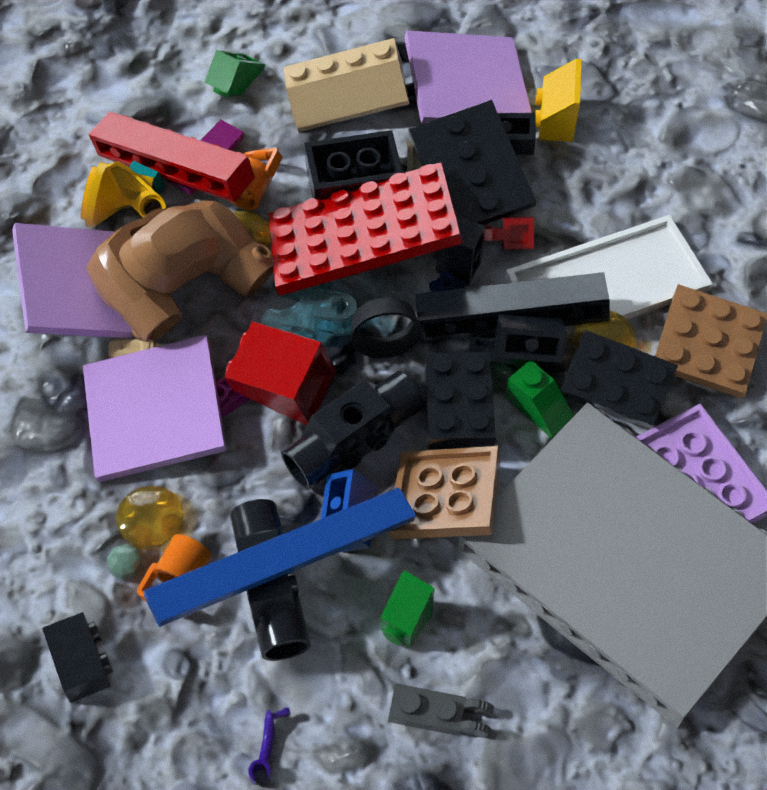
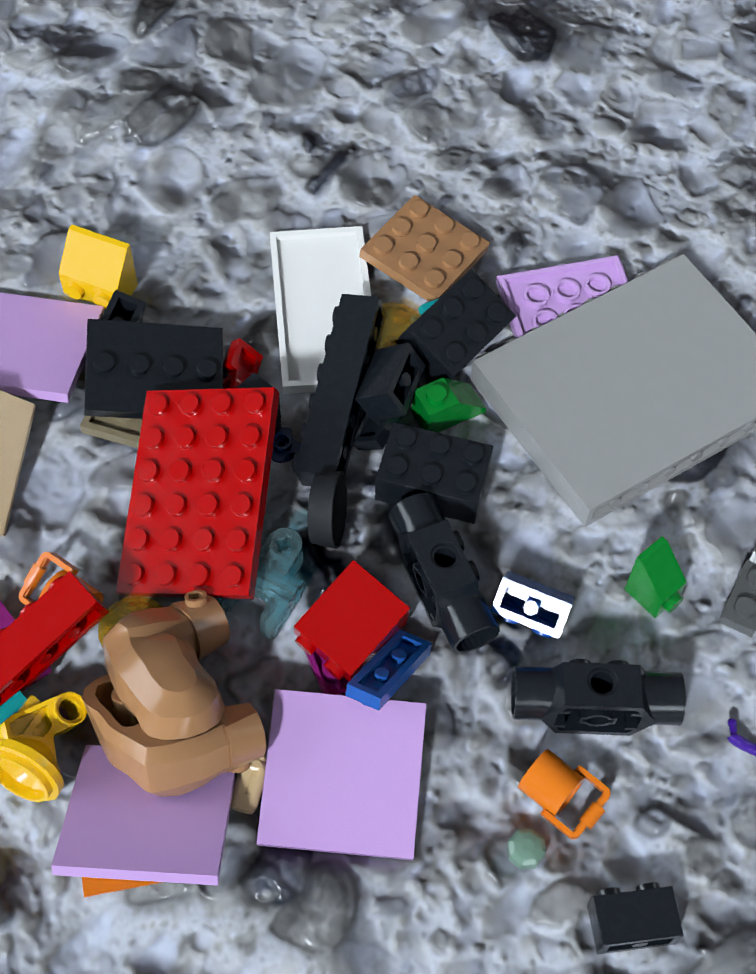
camera: 75 degrees left, 0 degrees up
(149, 516) = (476, 810): clear yellow dish -> none
(248, 411) = (388, 670): none -> blue plate
(277, 557) = (604, 670): blue tile -> none
(350, 162) = (98, 486): black brick -> none
(449, 491) = (538, 509): medium nougat plate -> none

